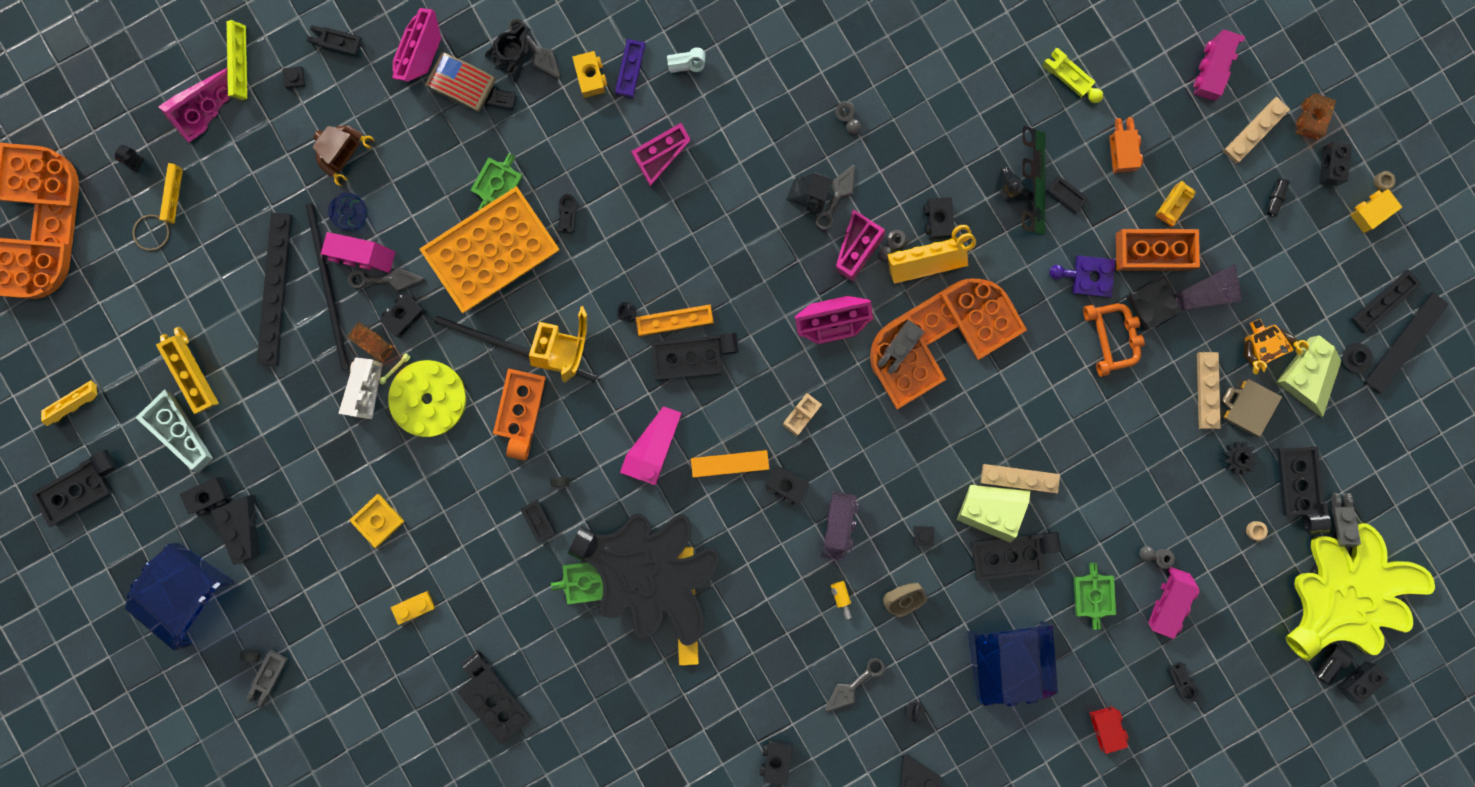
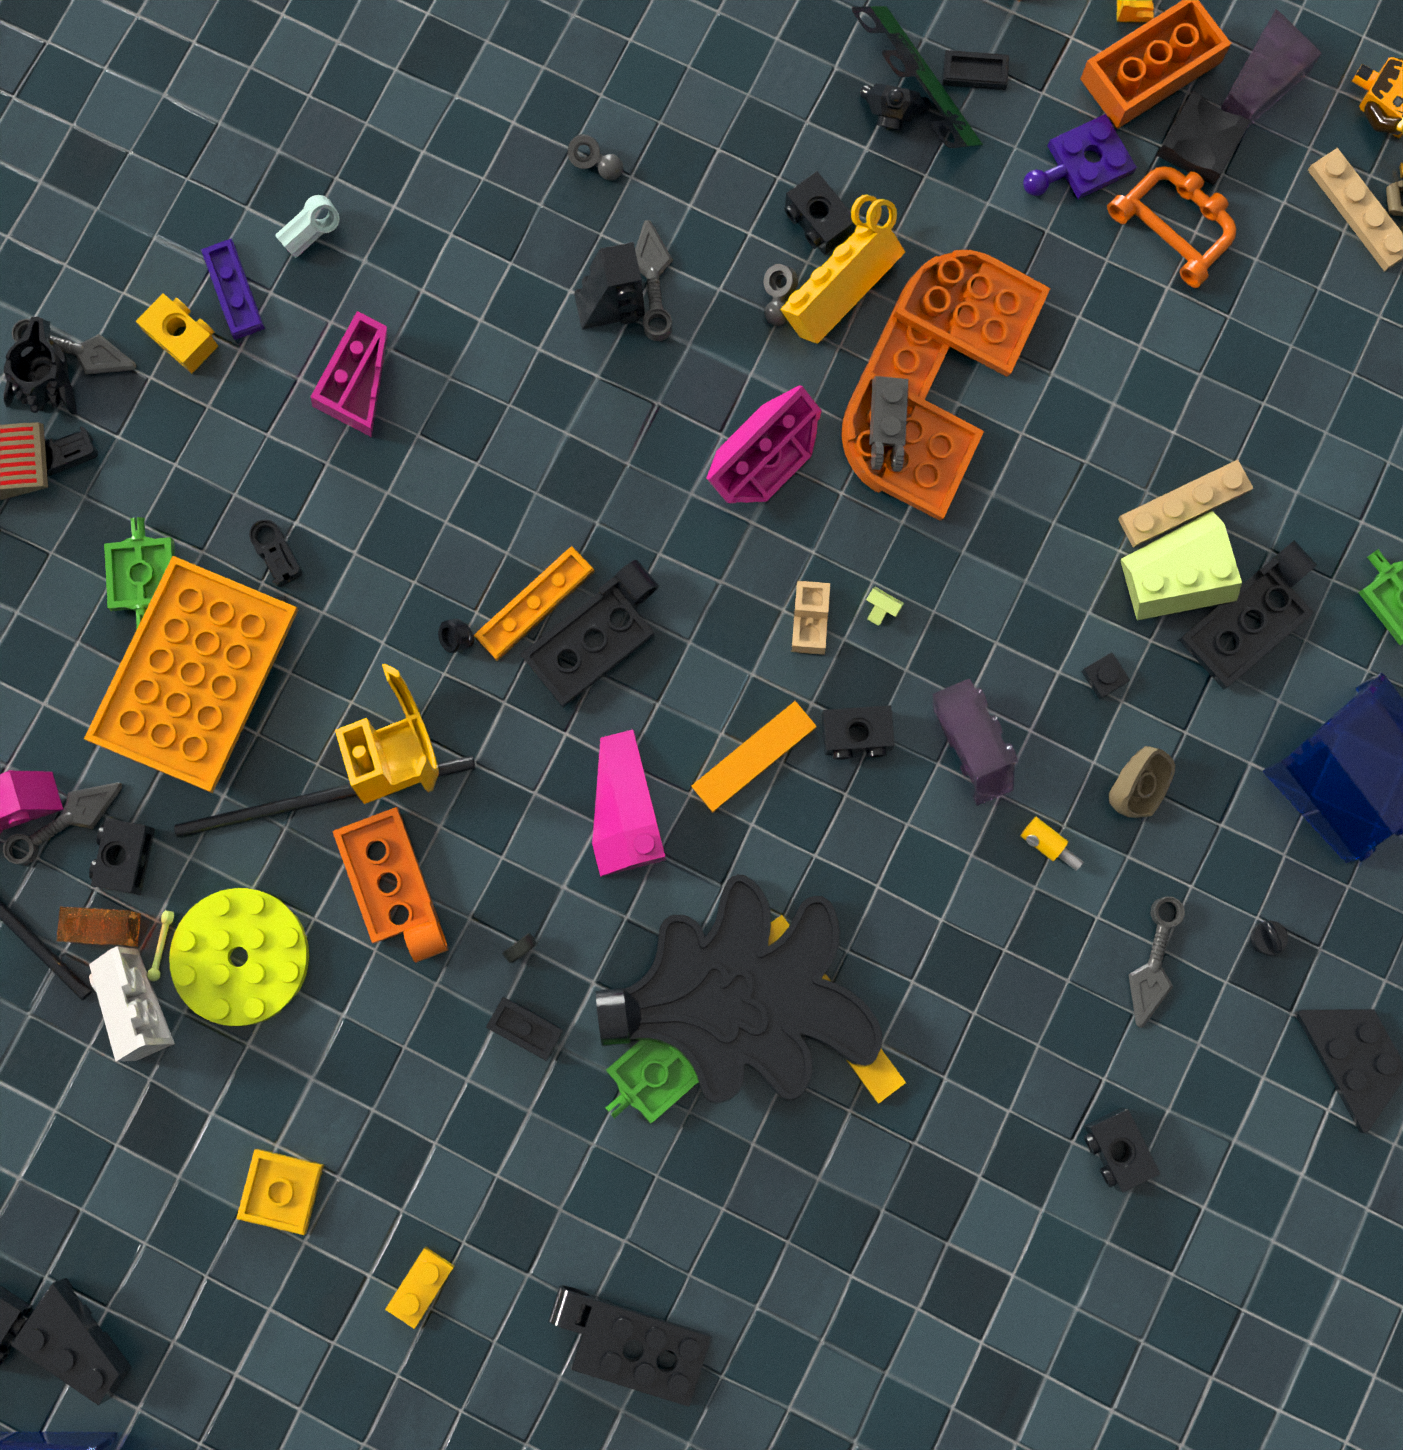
camera: 25 degrees left, 5 degrees down
(840, 432) = (883, 604): none -> yellowish green tile
(859, 244) = (731, 322): dark pink wedge -> none

